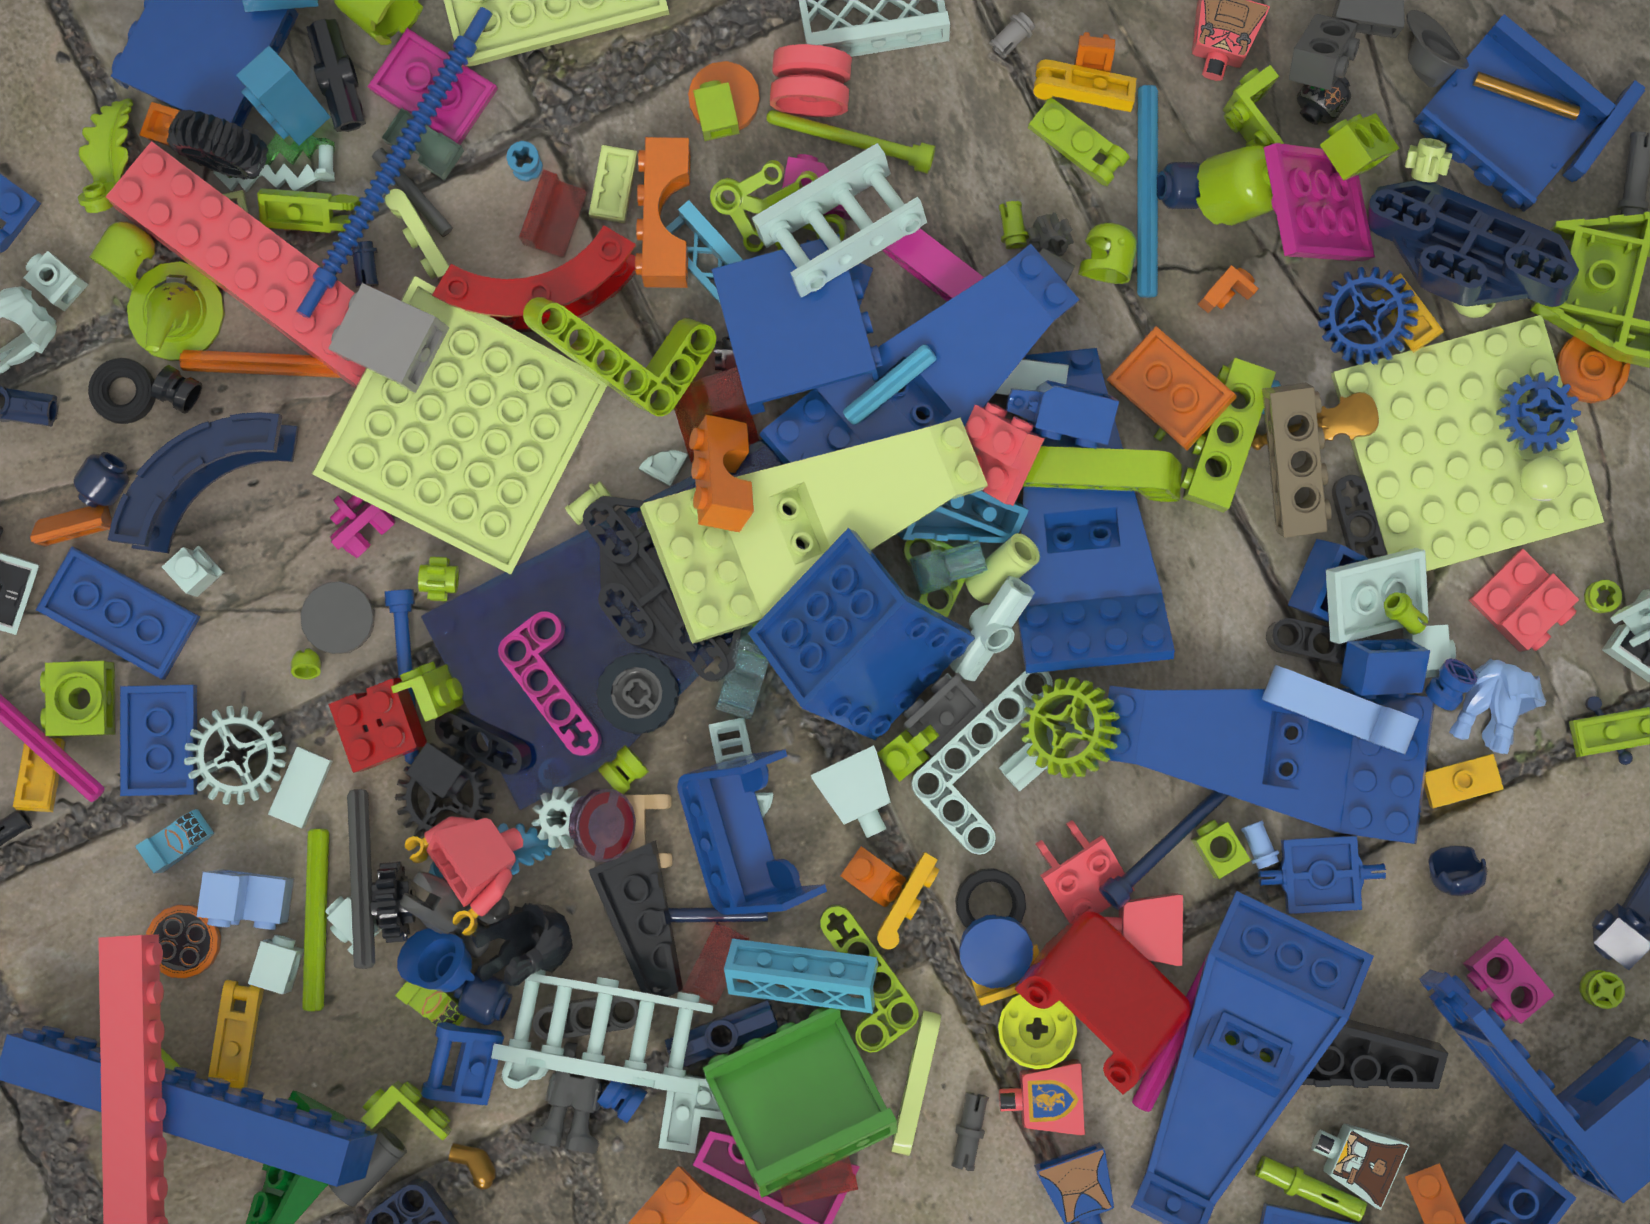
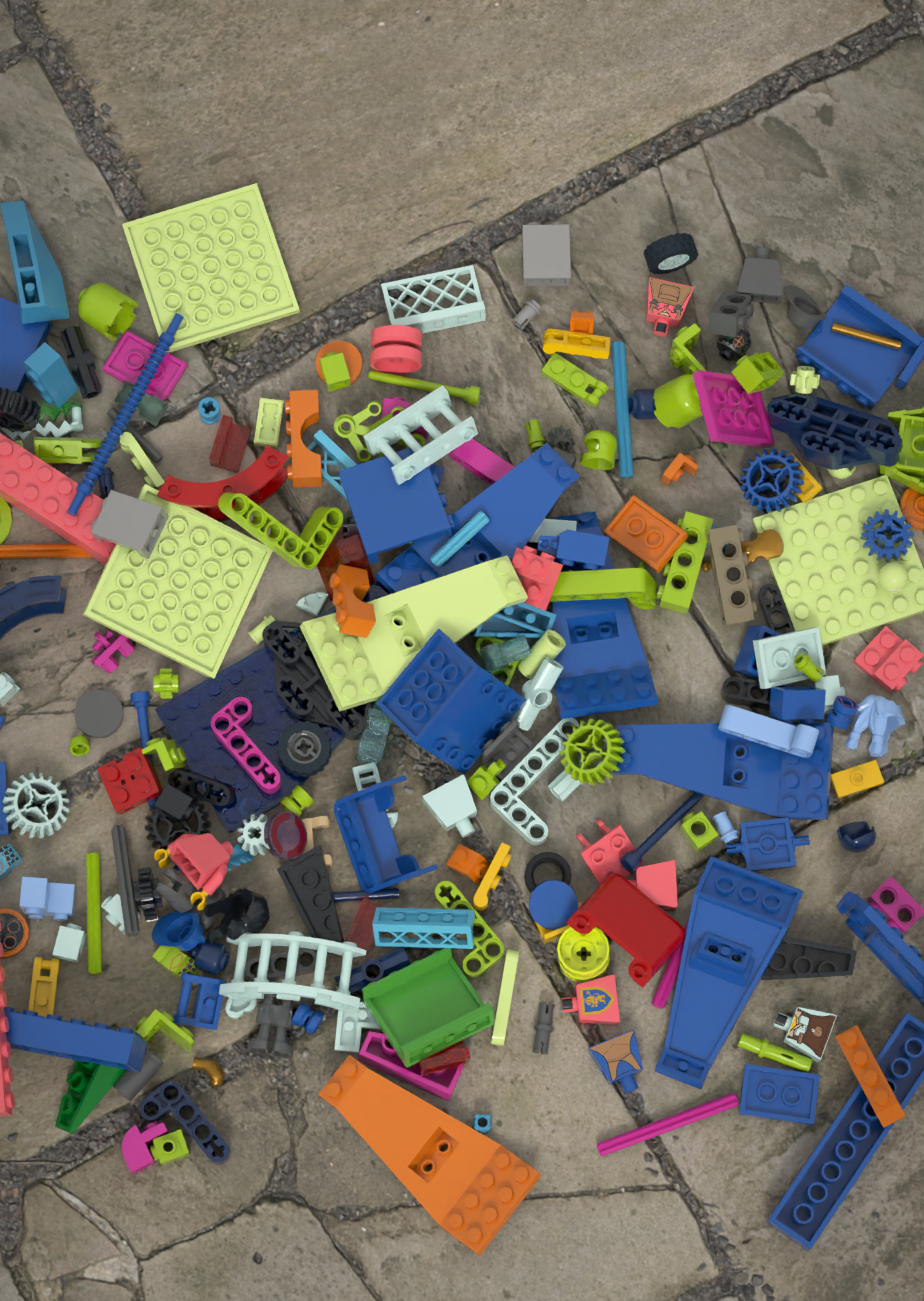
camera: 10 degrees left, 10 degrees down
(300, 787) = (79, 826): light aqua tile -> none

